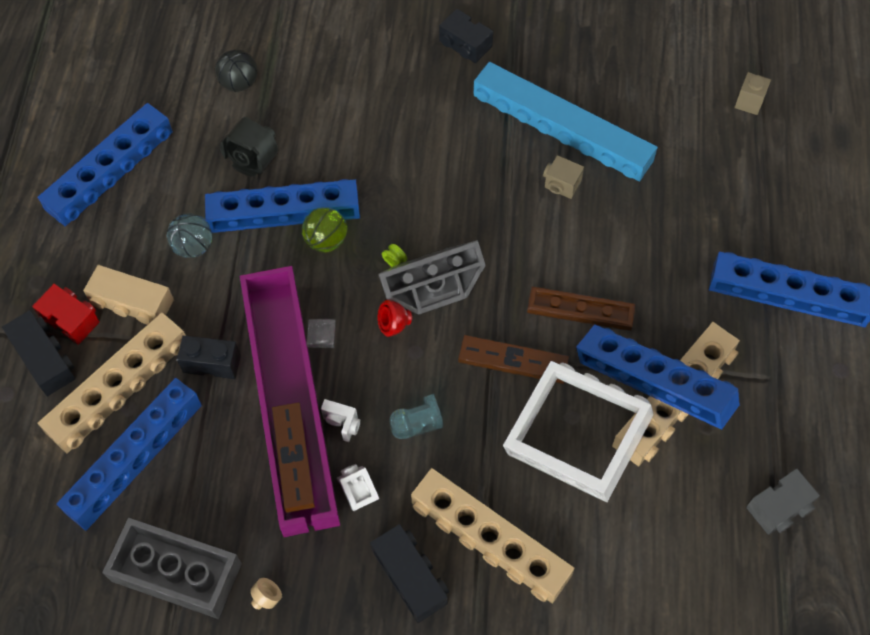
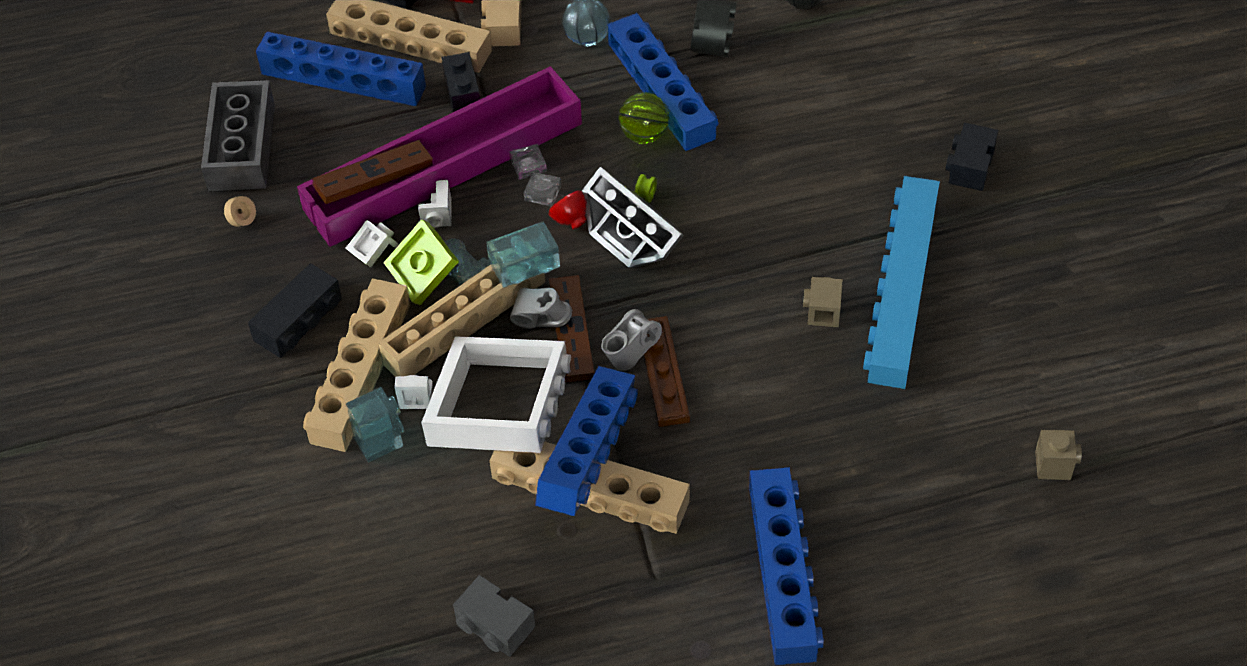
camera: 70 degrees right, 10 degrees down
(354, 333) = (542, 189): none -> clear plate
(404, 449) = (421, 261): none -> plate
(457, 359) = (523, 254): none -> clear light blue brick
(476, 433) = (456, 314): none -> tan brick
(490, 377) = (540, 309): none -> light grey piece
(539, 497) = (413, 391): none -> white bracket
(552, 314) = (630, 340): none -> light grey piece
(575, 535) = (375, 423): none -> clear light blue brick

